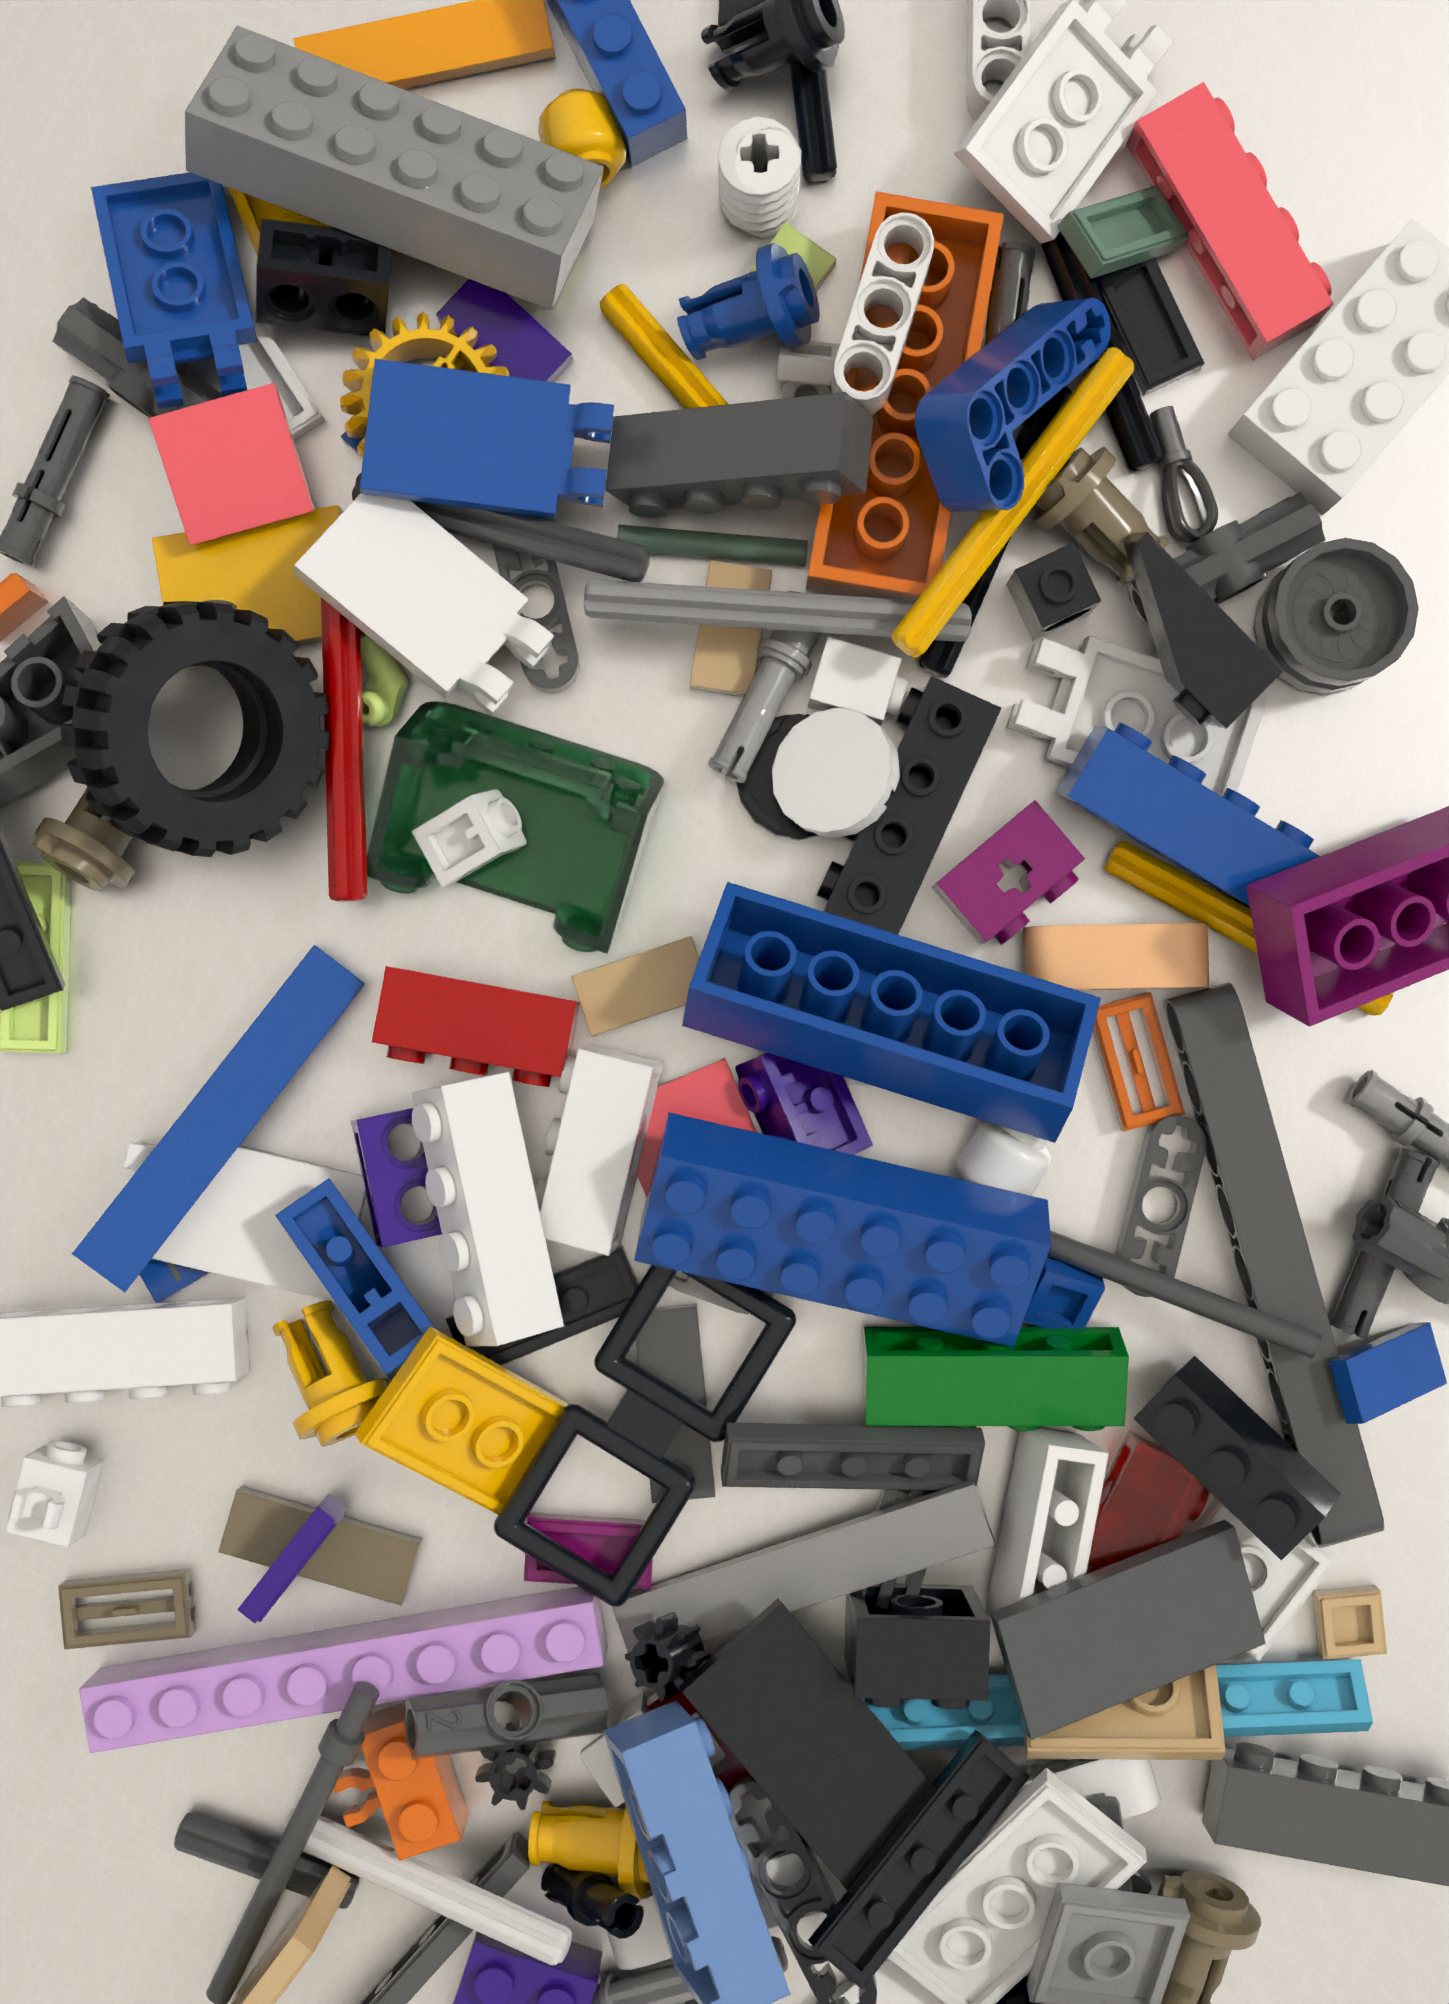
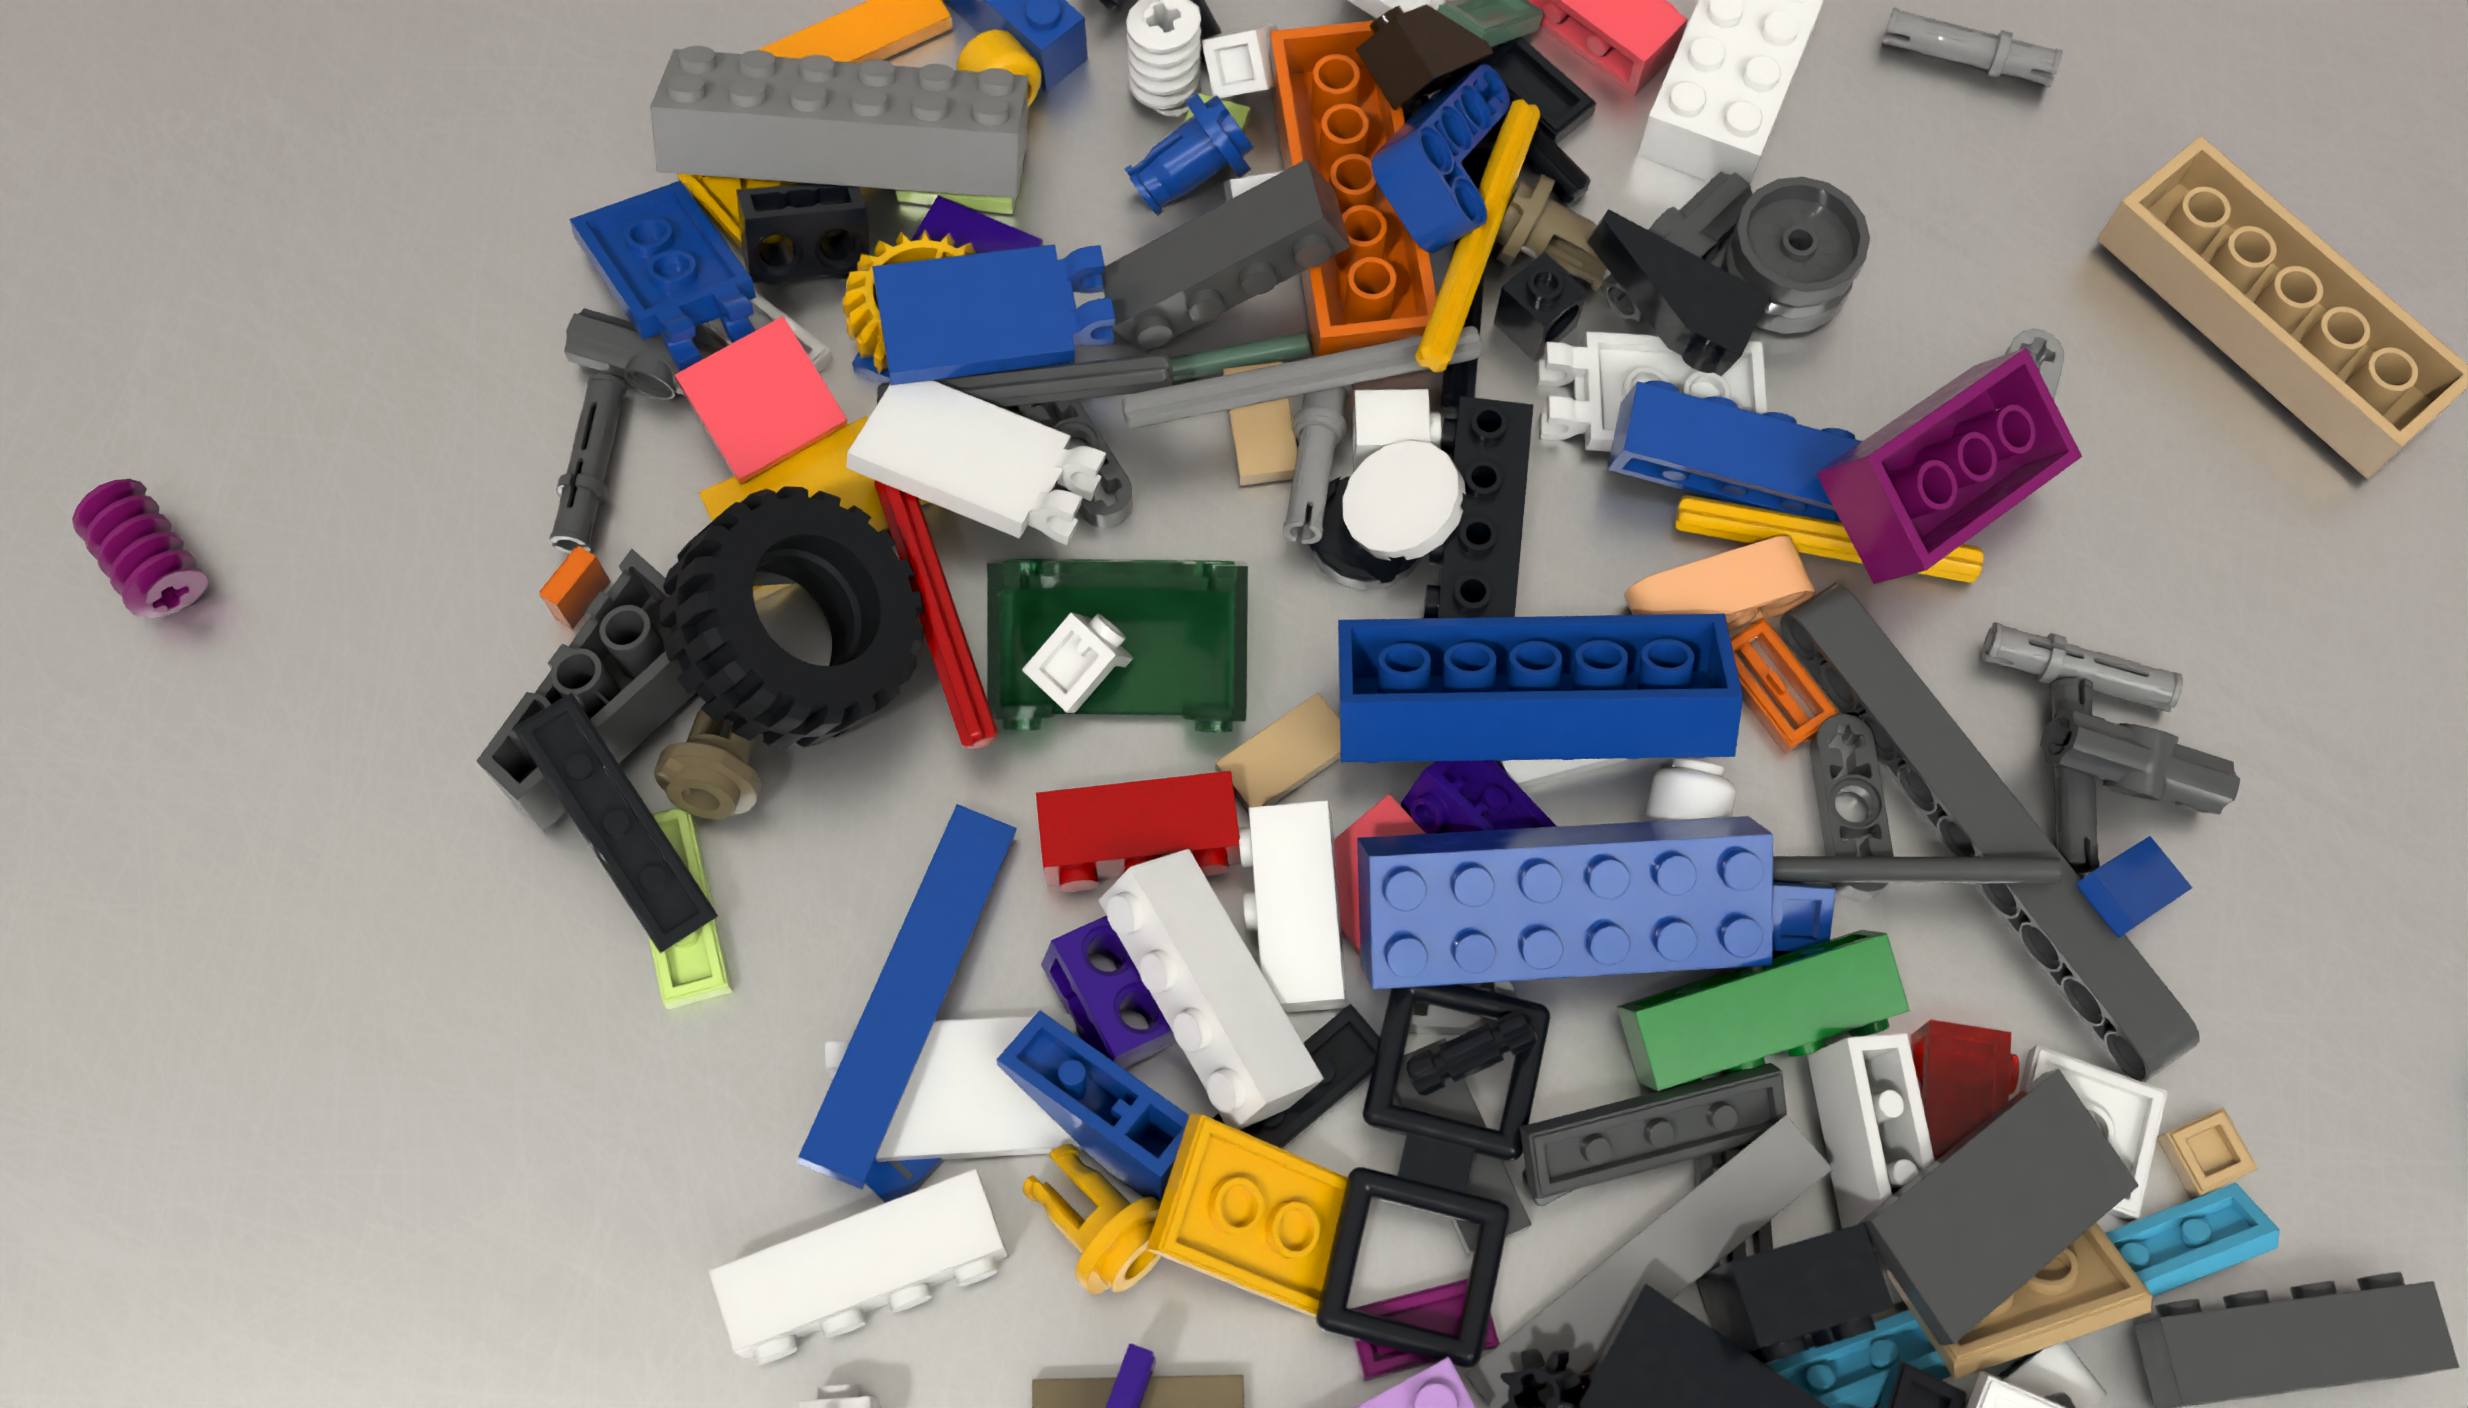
camera: 15 degrees left, 20 degrees down
(385, 684) = (955, 555): yellowish green arm -> none
(658, 349) = (1107, 212): yellow axle -> none
(710, 1338) = (1471, 1052): none -> black axle
(835, 207) = (1239, 60): none -> white panel
(889, 285) = (1318, 88): white beam -> none
(1020, 276) = (1419, 53): none -> dark brown slope
(1025, 840) = (1603, 520): magenta brick -> none
(1177, 458) = (1605, 185): flat silver piece -> none
(1238, 1457) = (2030, 1002): black brick -> none

